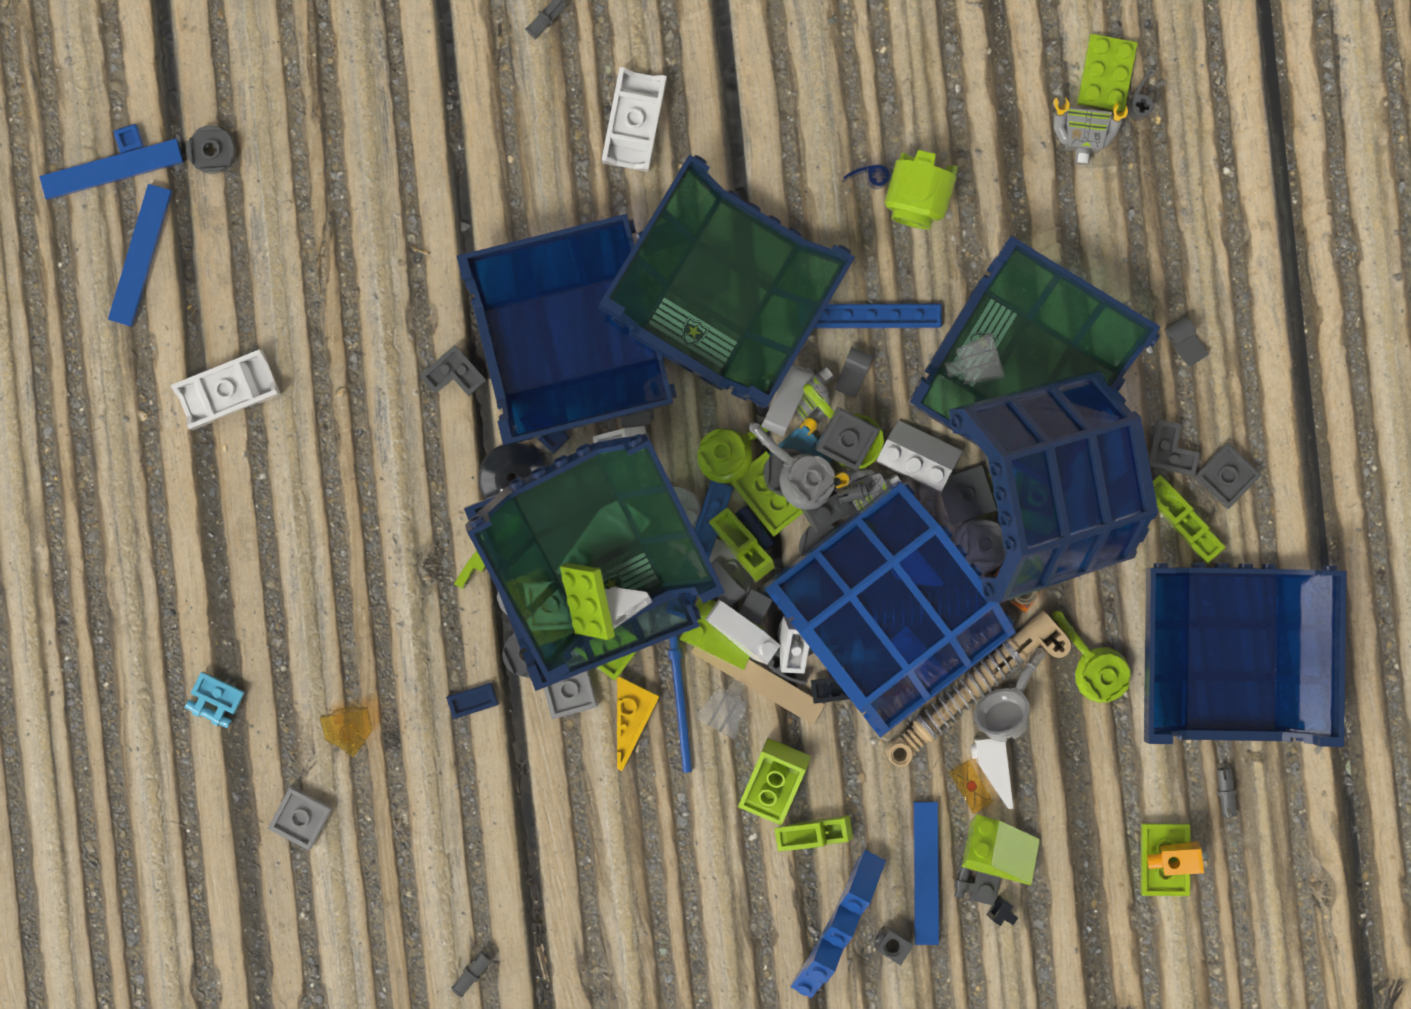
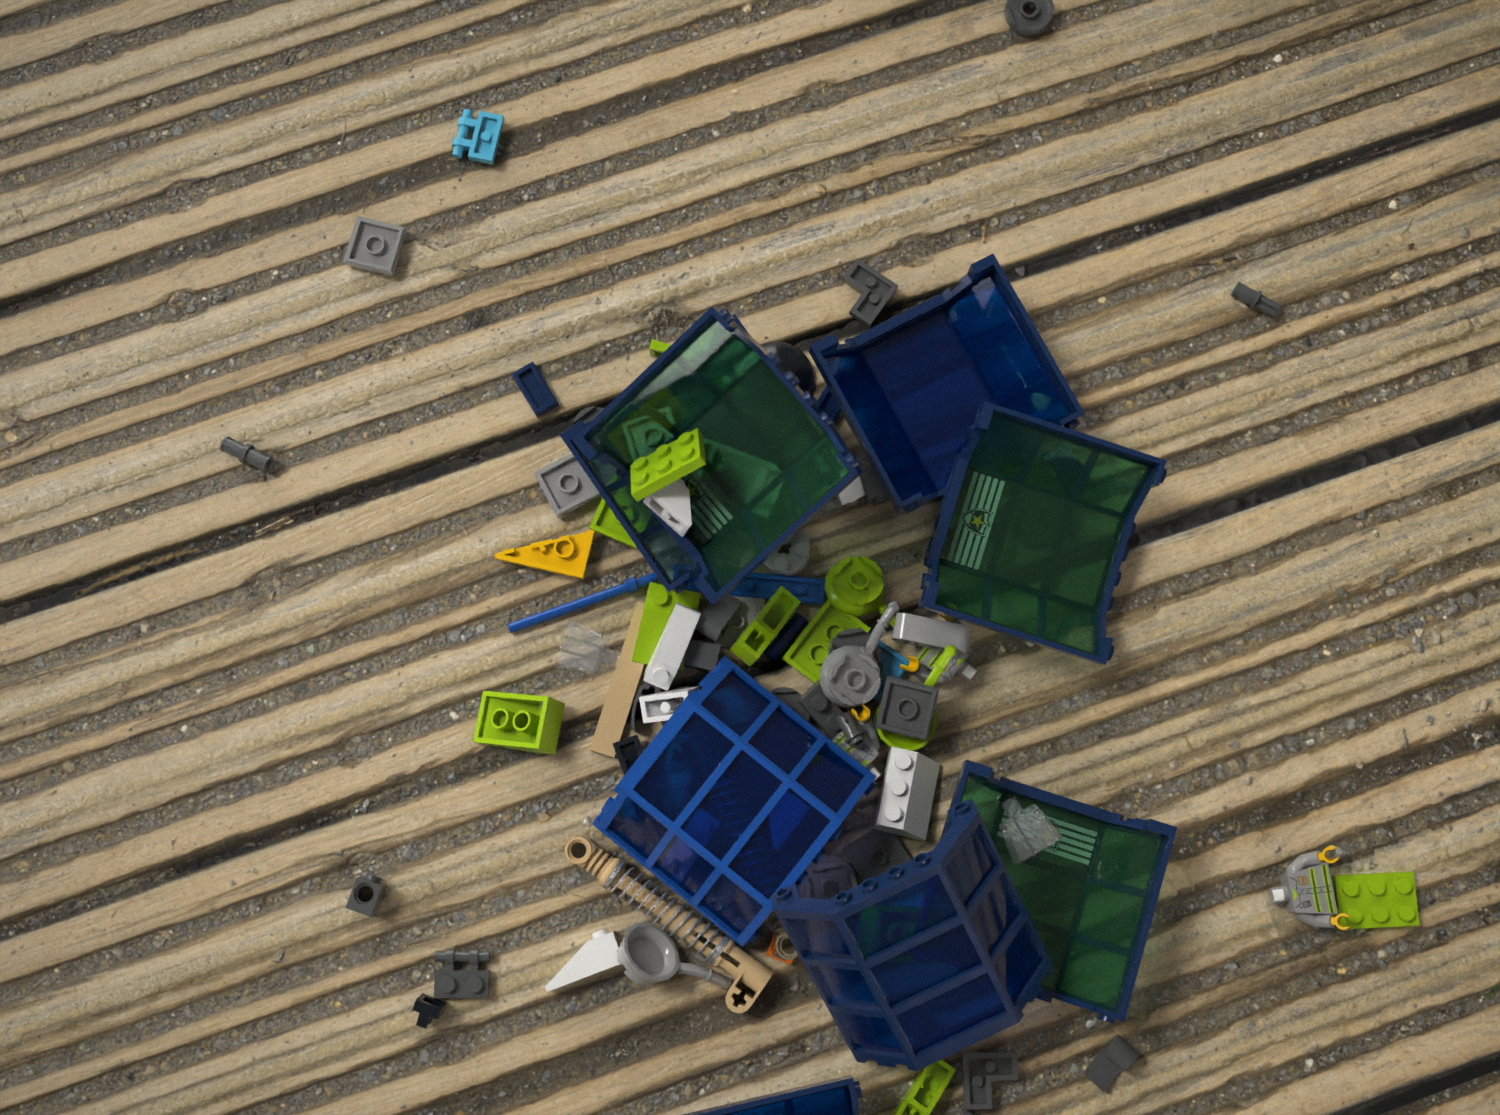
camera: 75 degrees right, 10 degrees down
(226, 389) = (795, 77): white piece -> none
(347, 728) = (477, 270): clear yellow plate -> none
(634, 120) = (1178, 410): white piece -> none
(814, 833) = (471, 779): lime slope -> none
(841, 925) = (377, 829): blue arch -> none
(853, 372) = (980, 703): dark grey panel -> none
(871, 171) = (1196, 668): clear blue panel -> none
(880, 316) = (1044, 711): blue tile -> none
(919, 190) = (1193, 722): lime piece -> none
(926, 873) = (454, 913): blue tile -> none
(970, 787) = (560, 940): clear yellow tile -> none
(1000, 850) = (496, 990): lime slope -> none
(1101, 672) = (719, 1056): lime piece -> none
(1137, 98) = (1359, 943): dark grey panel -> none

